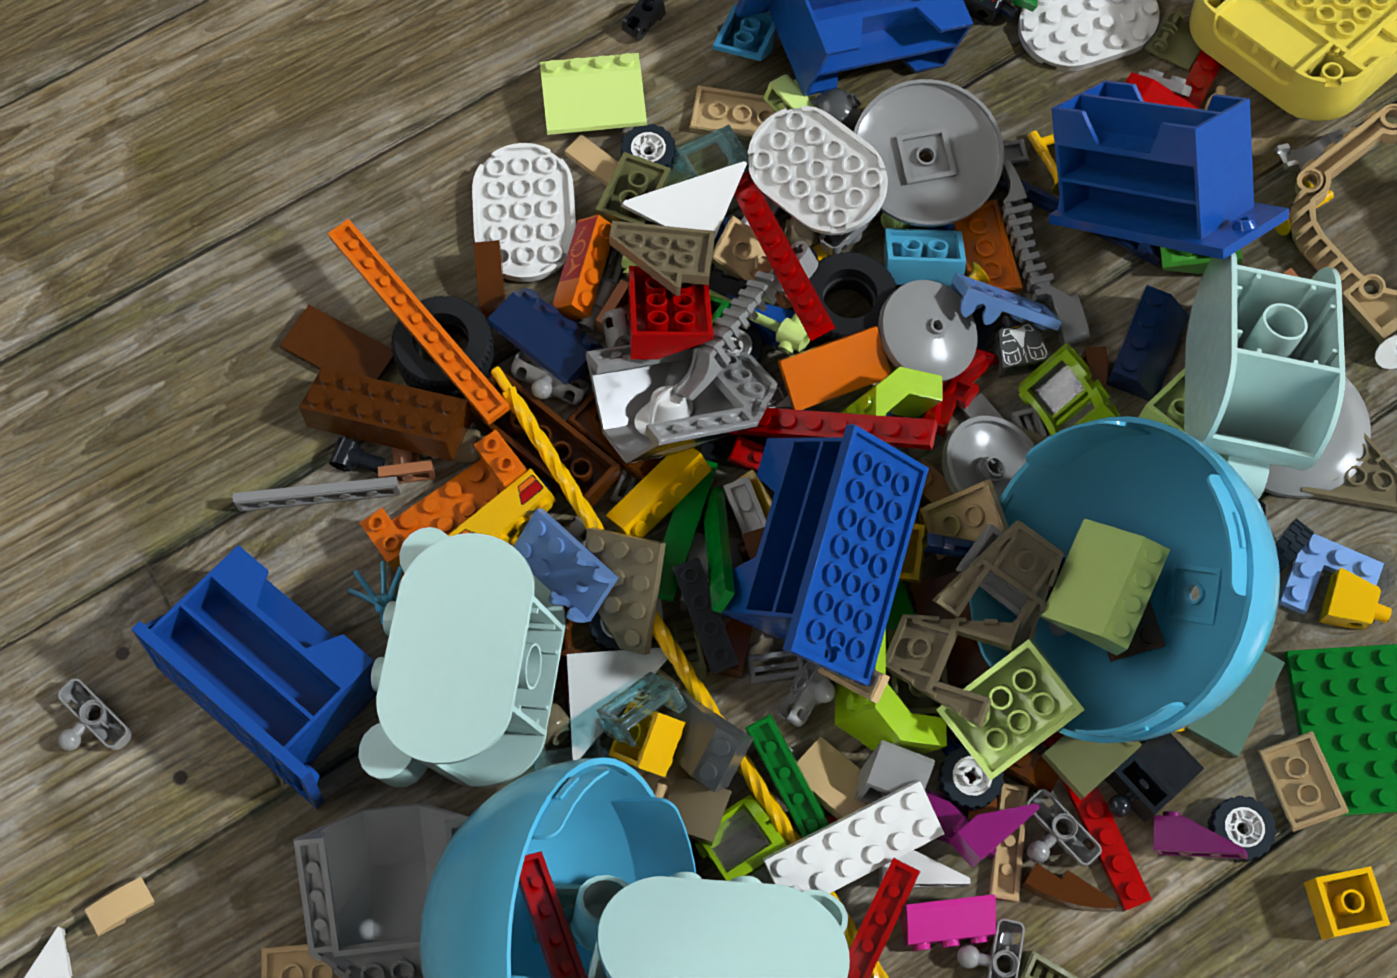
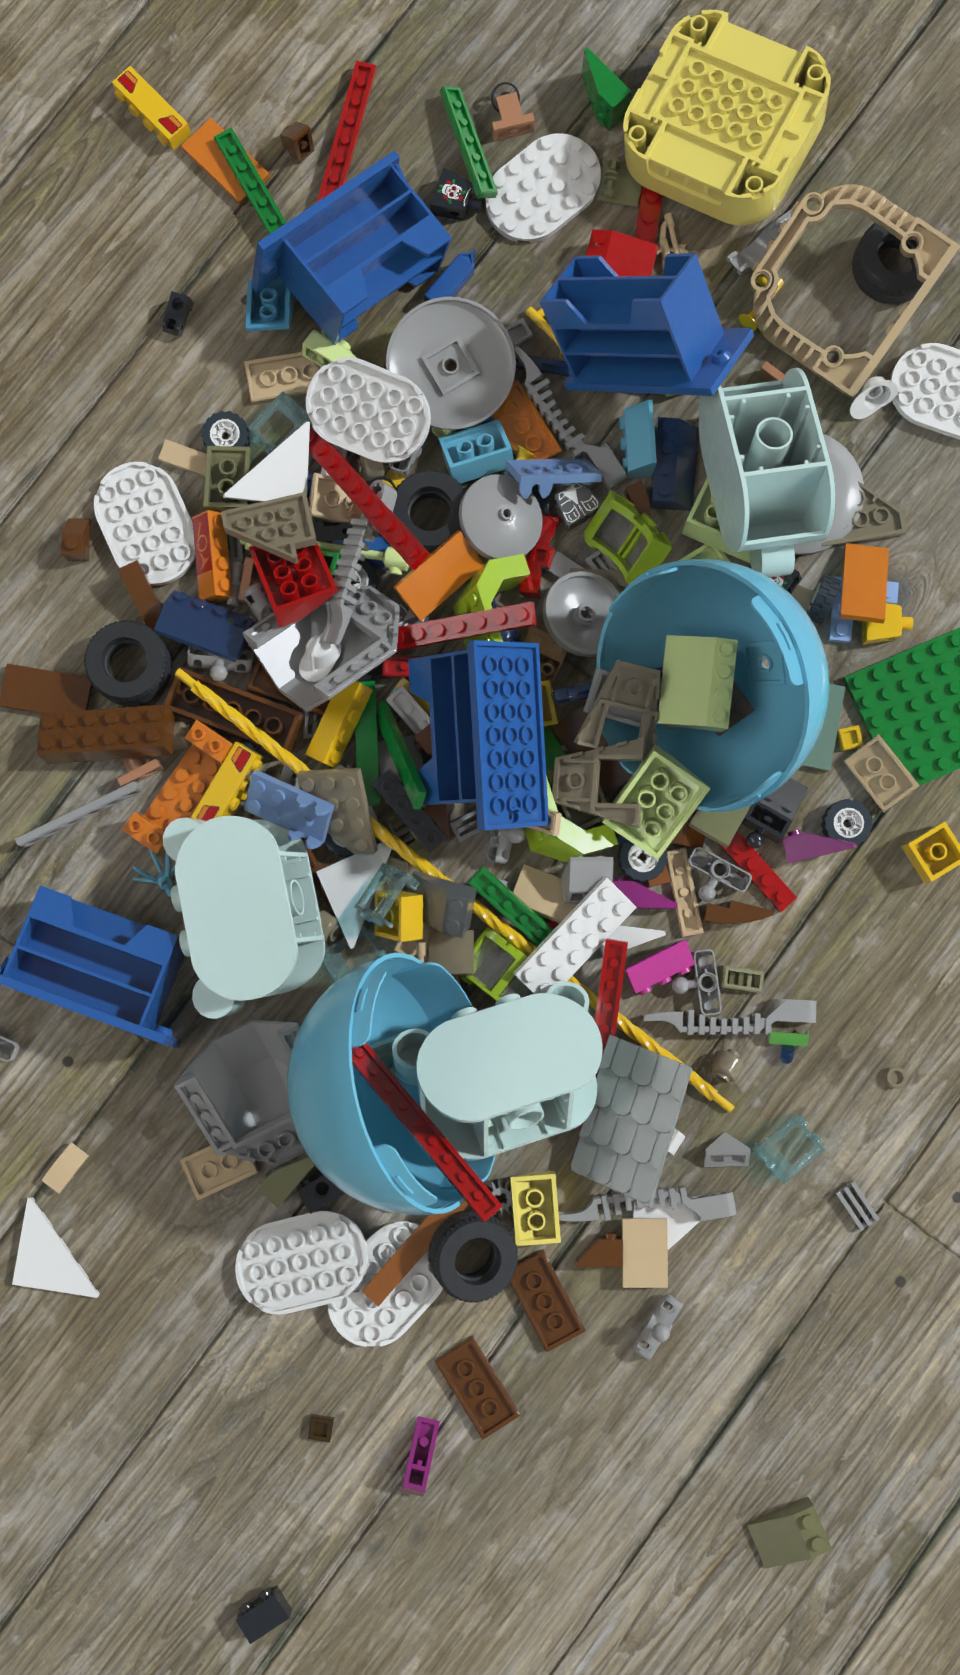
camera: 20 degrees left, 15 degrees up
(349, 455) = (89, 775): black pin -> none
(419, 322) = (100, 652): orange plate -> none
(440, 204) = (76, 539): none -> reddish brown slope
(593, 93) = (162, 401): yellowish green slope -> none
(840, 105) = (367, 346): dark grey cylinder -> none
(965, 71) = (453, 277): none -> blue piece
(965, 513) = (577, 663): tan tile -> none
(988, 830) = (665, 897): magenta slope -> none
(1115, 303) = (638, 440): none -> medium azure slope
(1175, 84) = (629, 228): light grey plate -> none
(1273, 726) = (850, 738): none -> yellow tile
(1342, 548) = (864, 583): none -> orange tile

